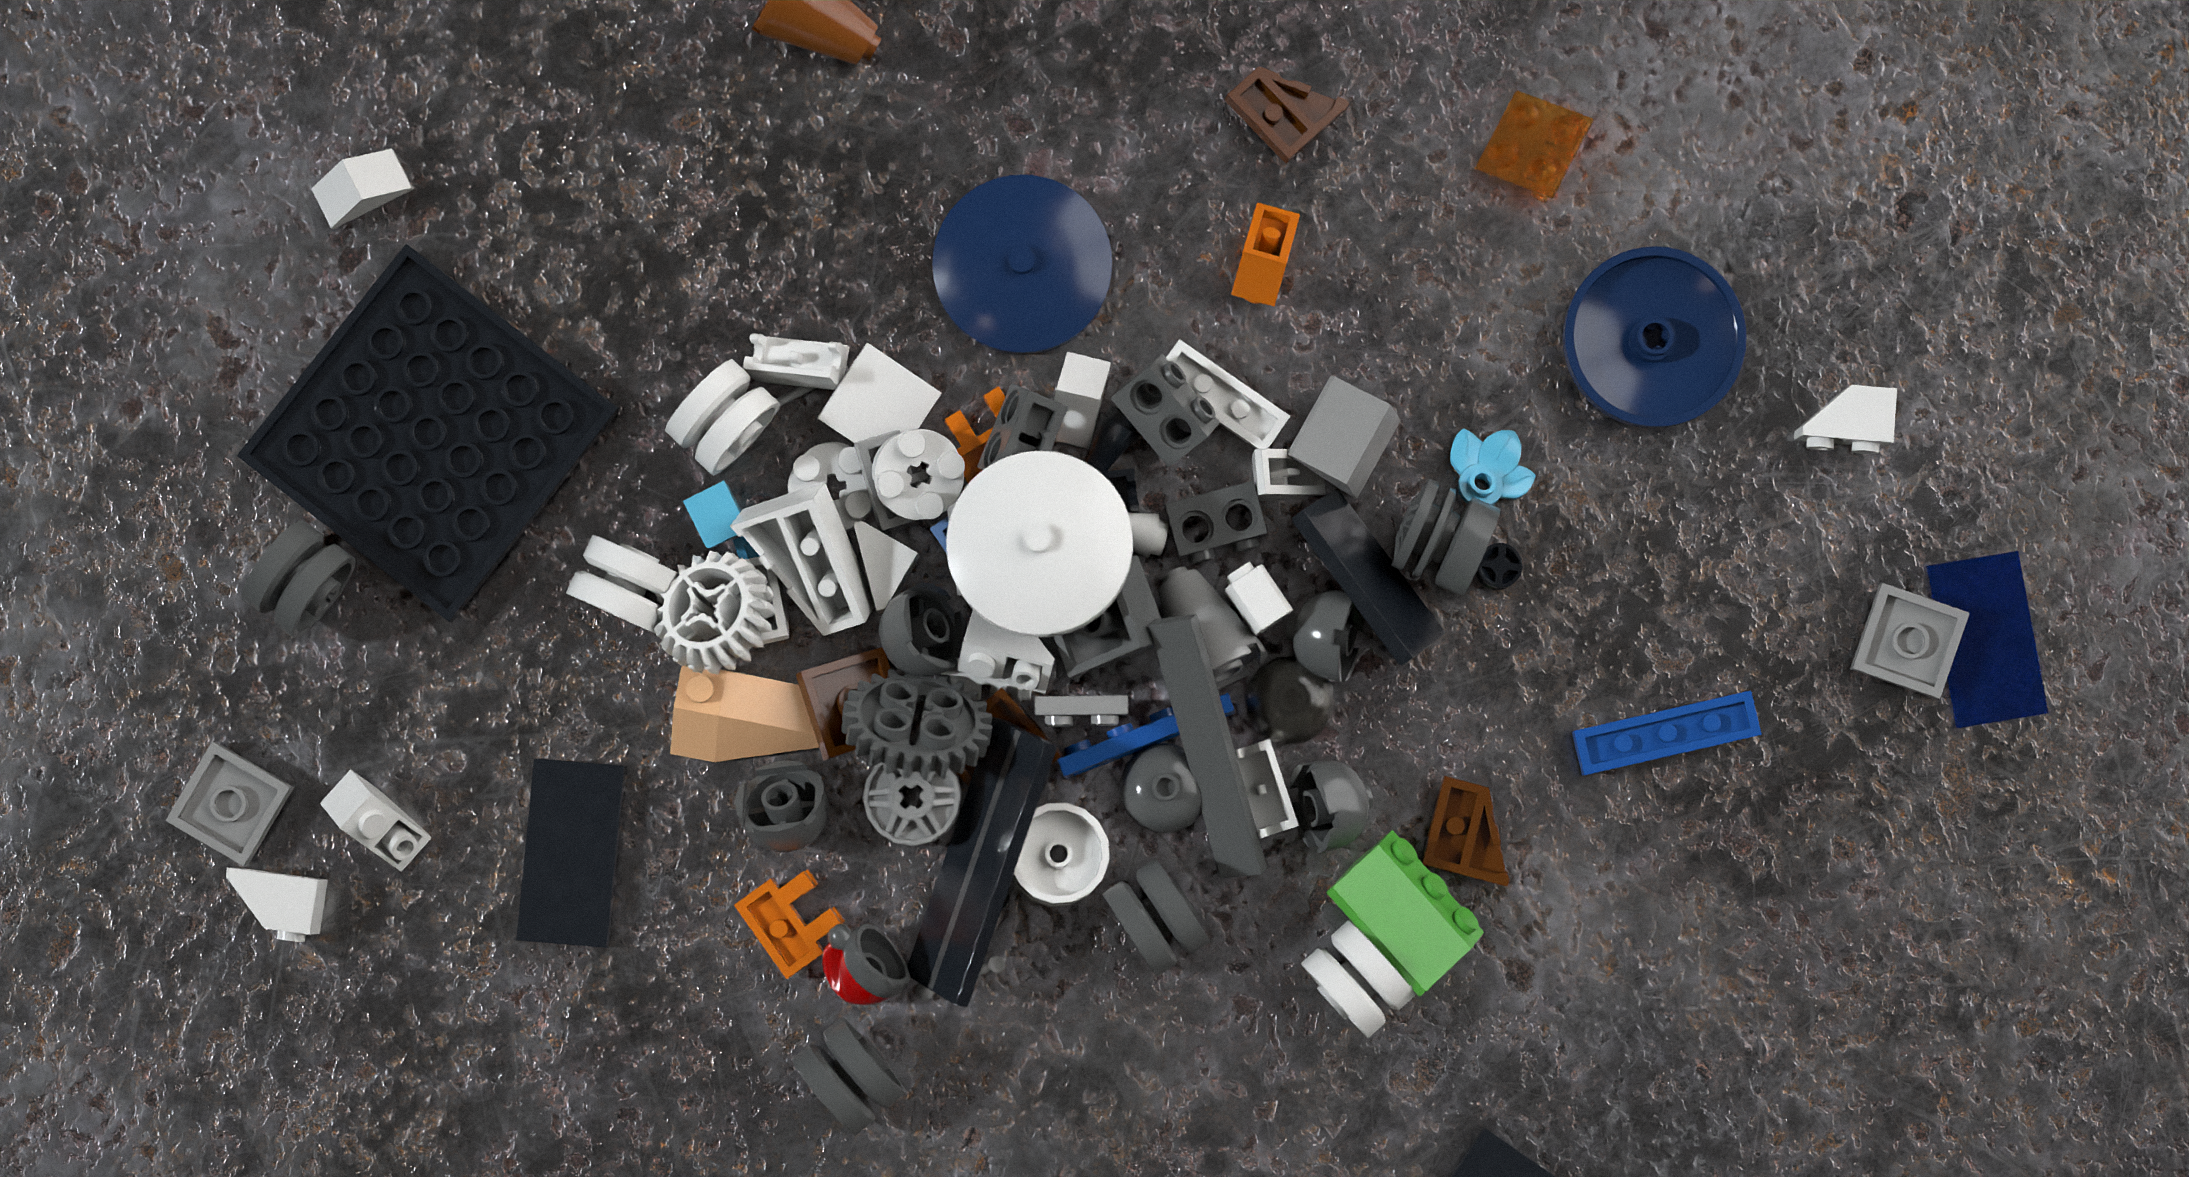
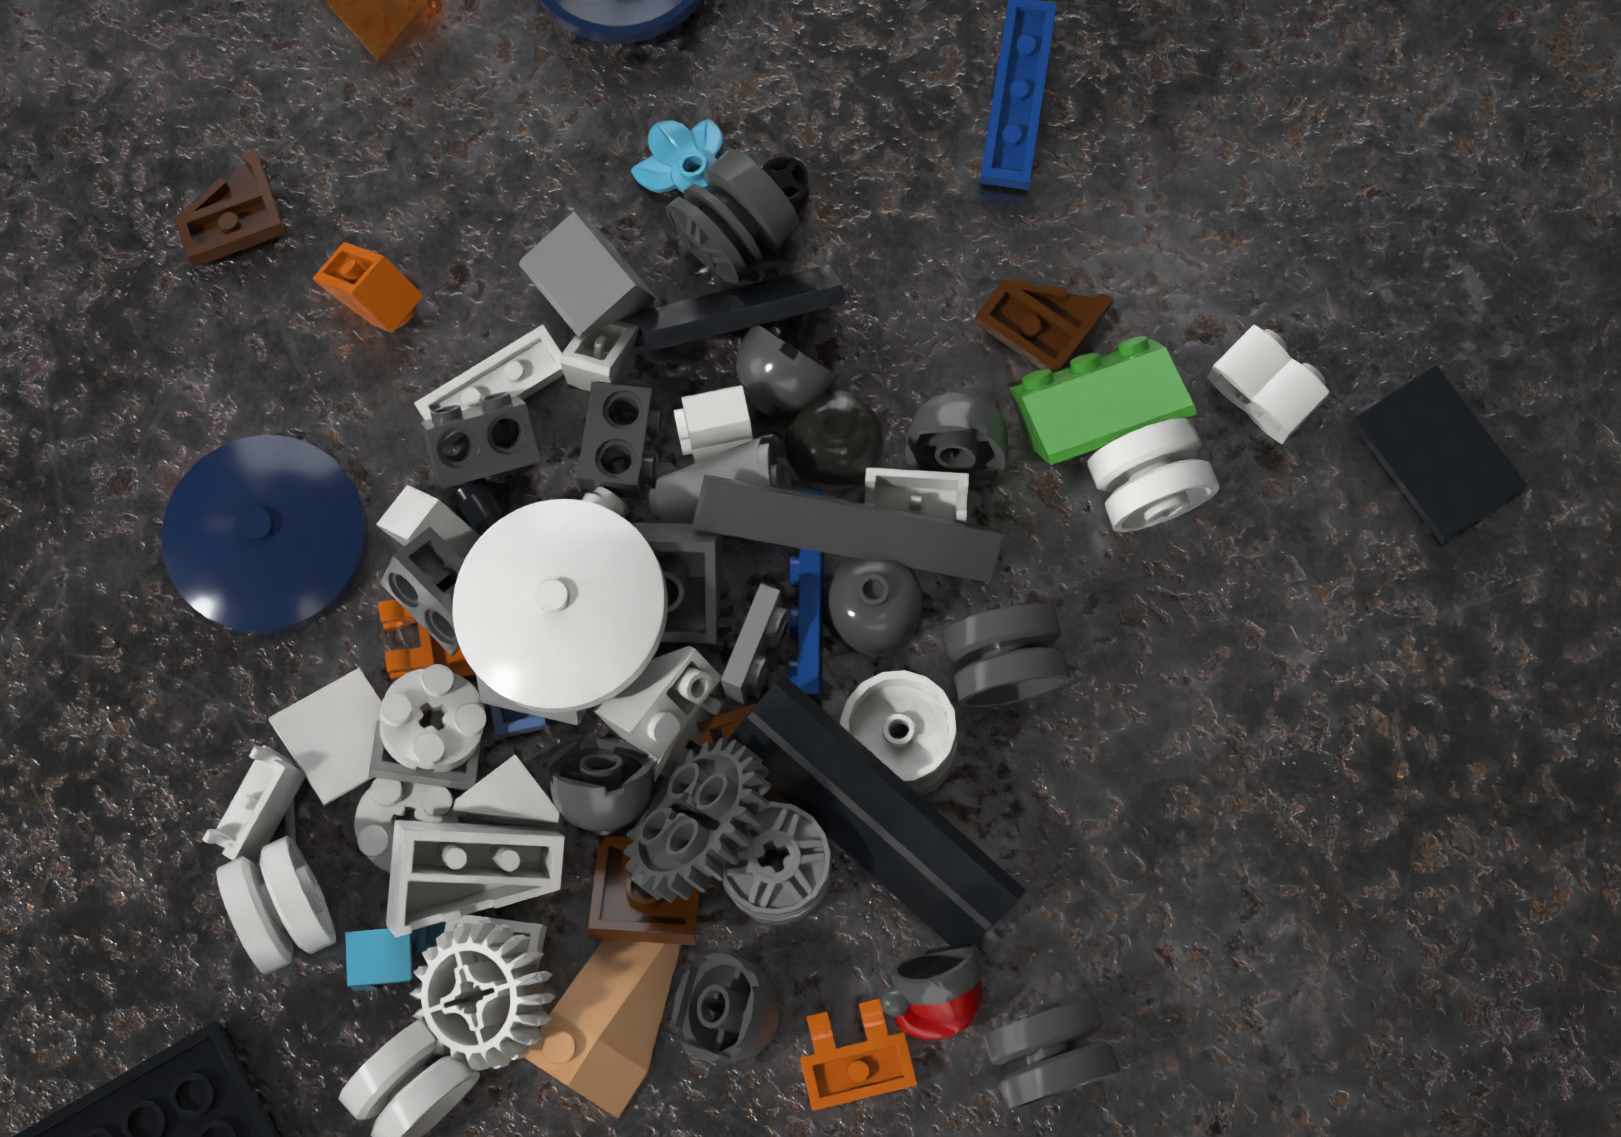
camera: 65 degrees left, 10 degrees down
(1486, 1046) = (1269, 383): none -> white brick

